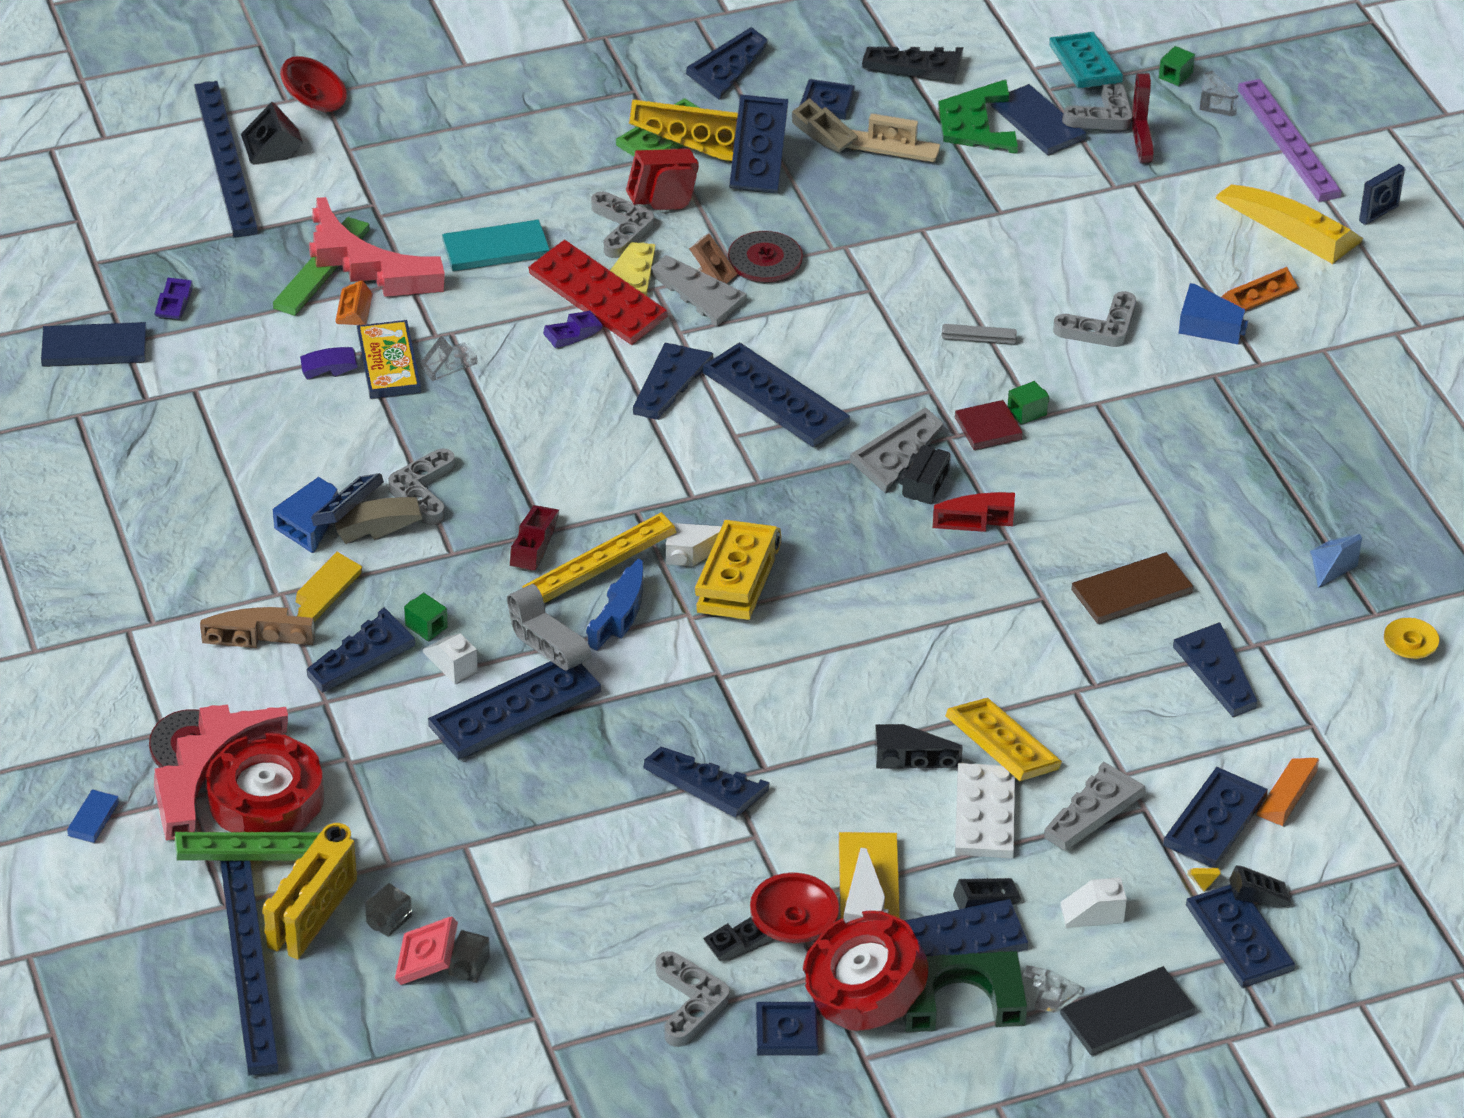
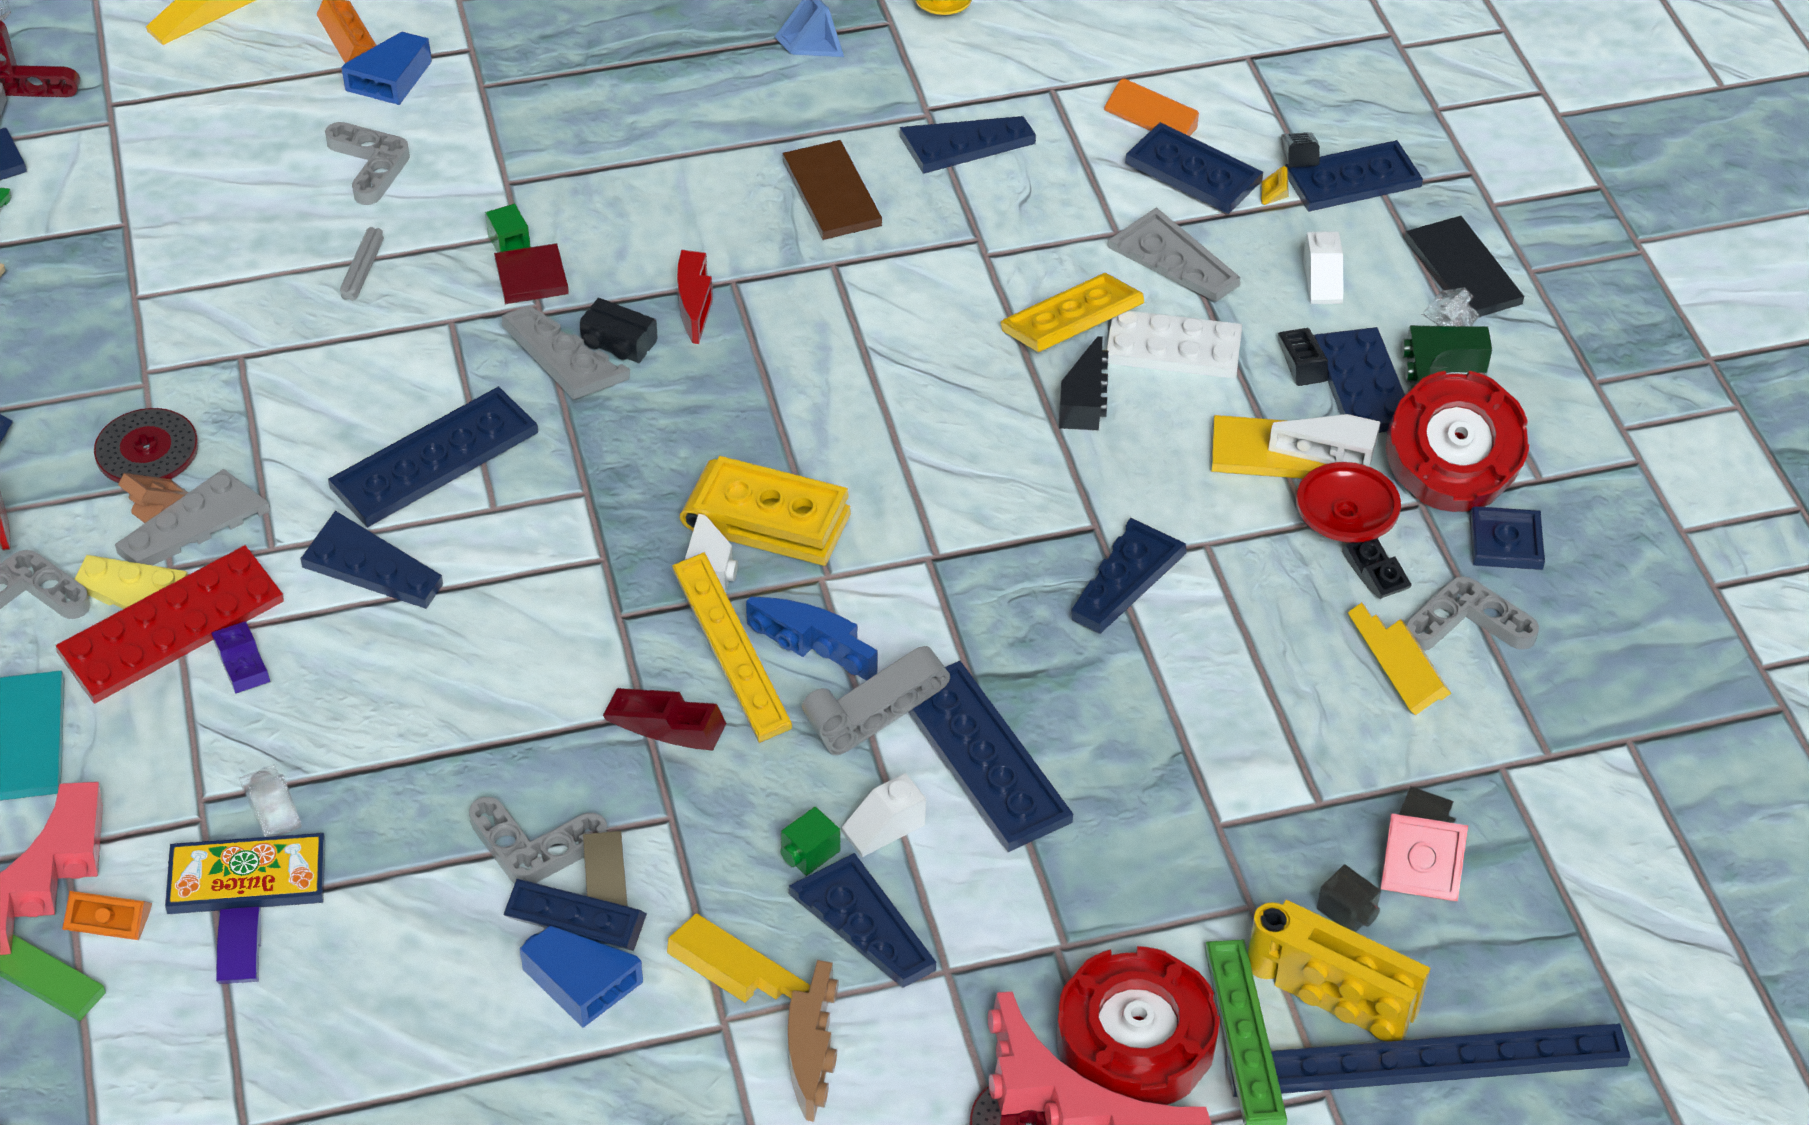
camera: 85 degrees left, 5 degrees up
(634, 948) = (1401, 659): none -> yellow piece

